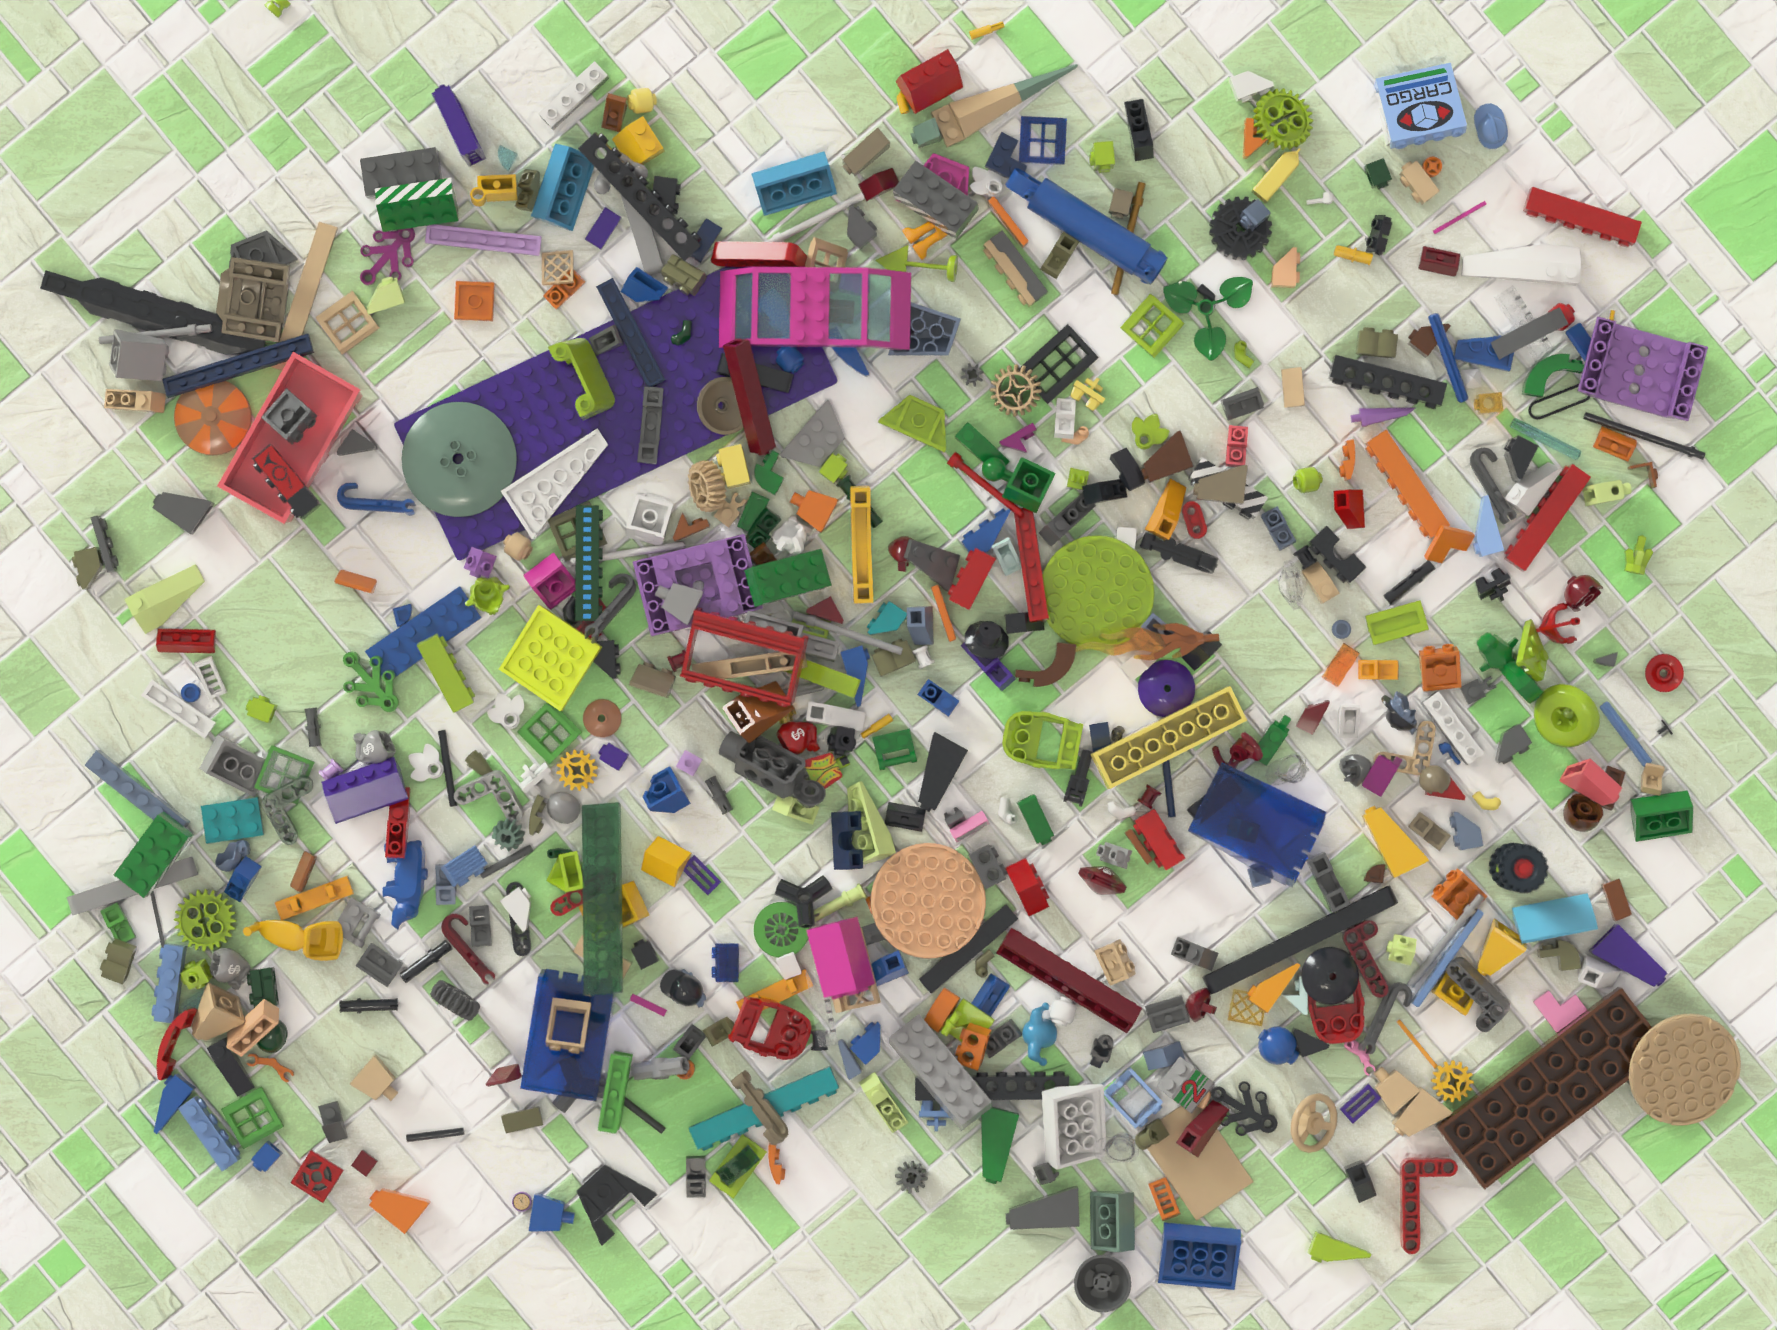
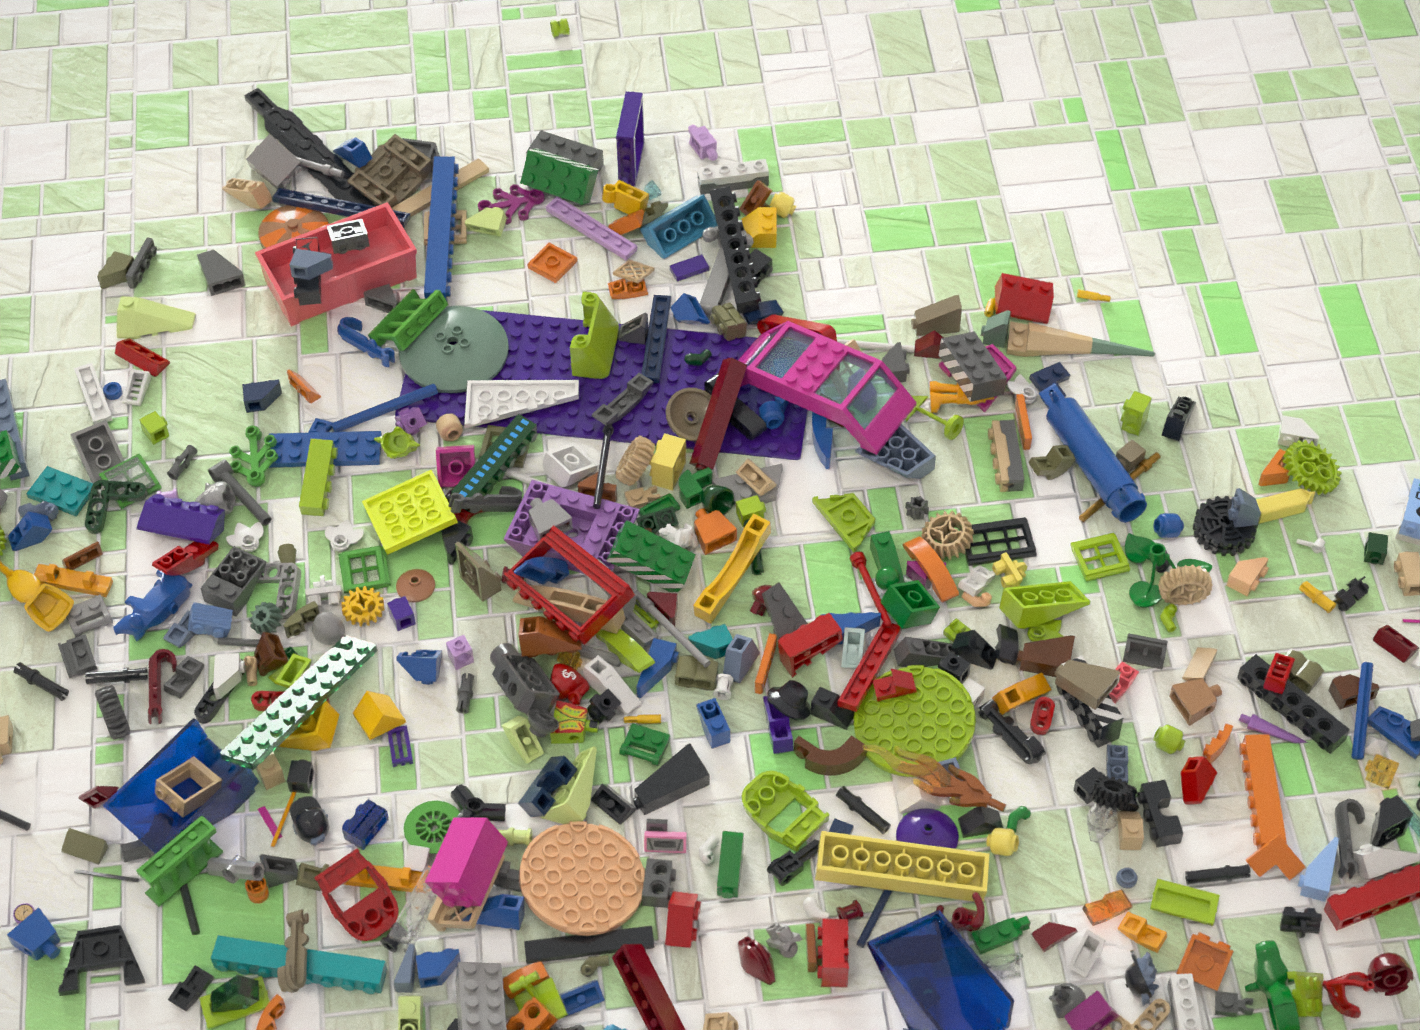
camera: 30 degrees right, 35 degrees down
(199, 296) = (354, 151): none -> blue slope
(291, 485) = (310, 264): none -> sand blue slope
(326, 618) = (260, 395): none -> dark blue slope
(350, 334) = (440, 226): none -> blue brick
(356, 716) = (223, 472): none -> dark grey piece
(414, 458) = (408, 319): none -> bright green fence
(446, 562) = (384, 408): none -> blue axle
(447, 767) = (268, 537): black bar -> none
(453, 815) = (233, 580): none -> dark grey slope
(514, 216) = (627, 222): none -> orange slope
(516, 69) = (703, 142): none -> lavender piece
(528, 883) = (251, 670): none -> tan arm
(538, 865) = (269, 653): none -> reddish brown piece
(556, 1129) = (106, 875): none -> piece
(656, 995) = (283, 819): none -> light orange piece
(683, 509) = (607, 431): none -> black bar
(704, 650) = (543, 570): none -> blue slope
(794, 183) = (863, 312): dark azure slope -> none
(798, 477) = (717, 498): none -> dark green hat
(818, 432) = (755, 477): none -> tan slope
(1022, 434) = (933, 567): none -> orange slope
(1025, 139) = (1104, 395): clear blue piece -> none
(1064, 574) = (897, 685): none -> red slope
(1104, 699) = (856, 804): none -> black pin
(1105, 519) = (955, 666): none -> black brick
(1134, 409) = (1040, 603): none -> lime slope
(1193, 259) = (1168, 525): none -> blue head
(1225, 628) = (1016, 815): none -> green arm
(1230, 660) = (1003, 841): none -> light yellow head
(1243, 320) = (1185, 585): none -> tan gear
(1269, 563) = (1084, 784): none -> black brick
(1297, 579) = (1111, 793): none -> black tyre
(1308, 426) = (1195, 699): none -> medium nougat torso
(1368, 379) = (1278, 674): none -> red slope

